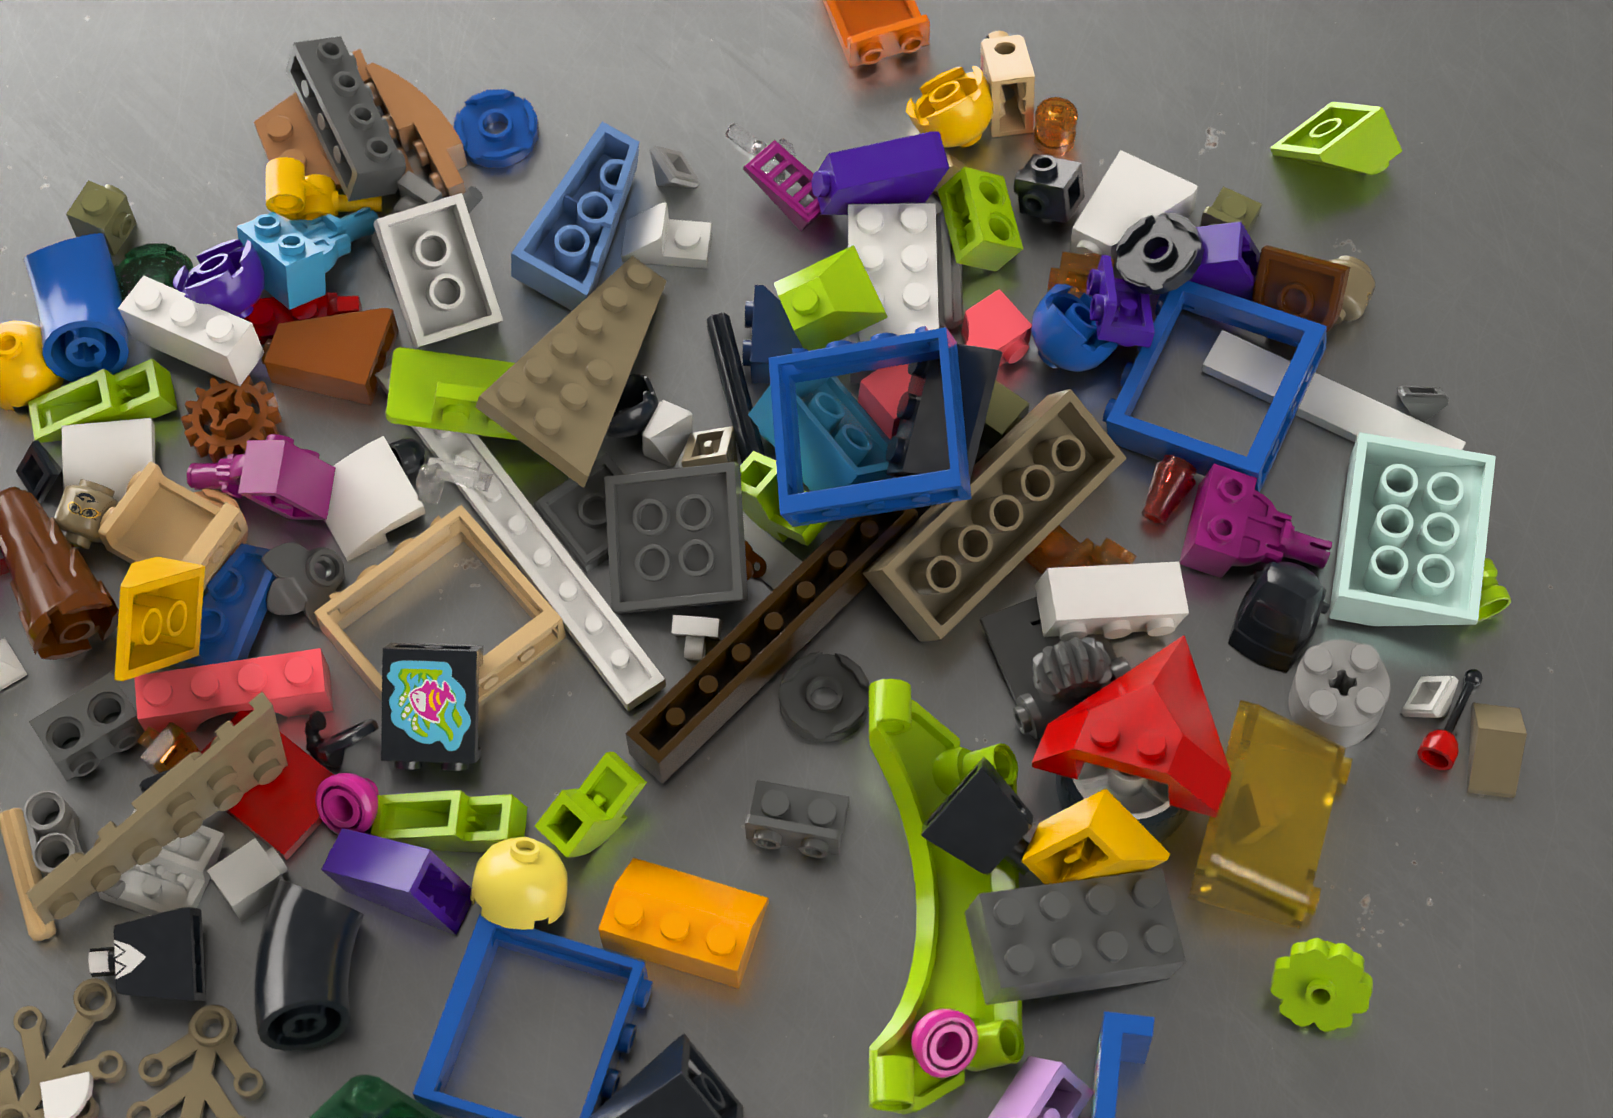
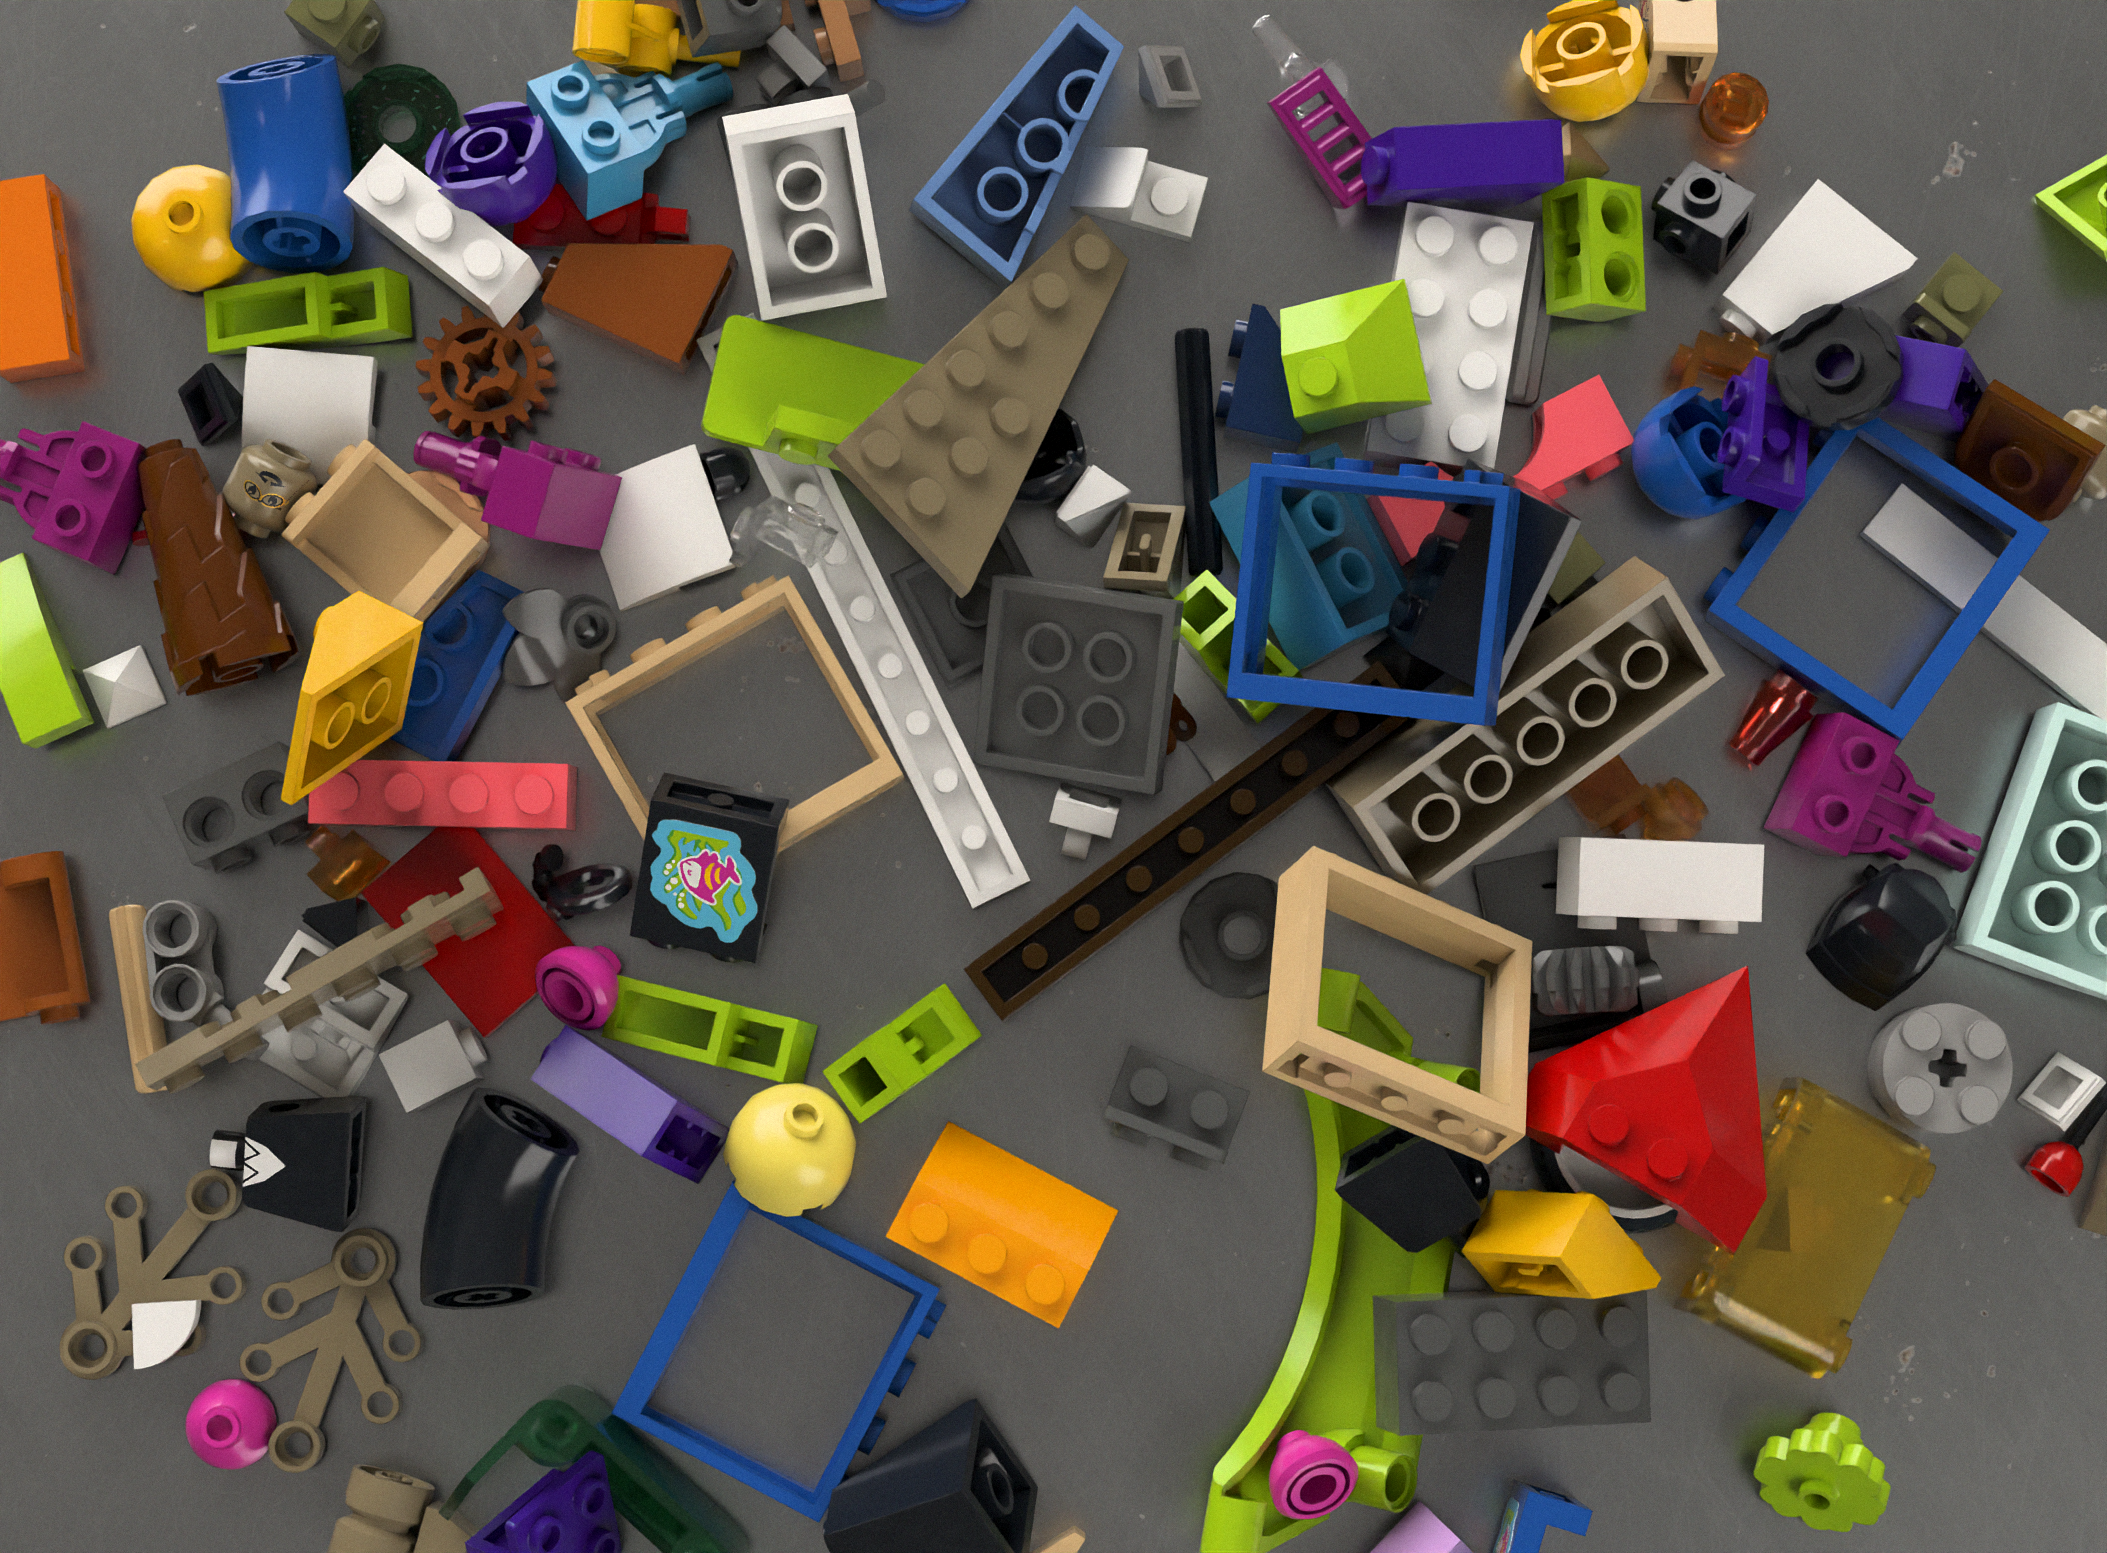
camera: 10 degrees right, 20 degrees up
(931, 725) = (1369, 1078): none -> tan window

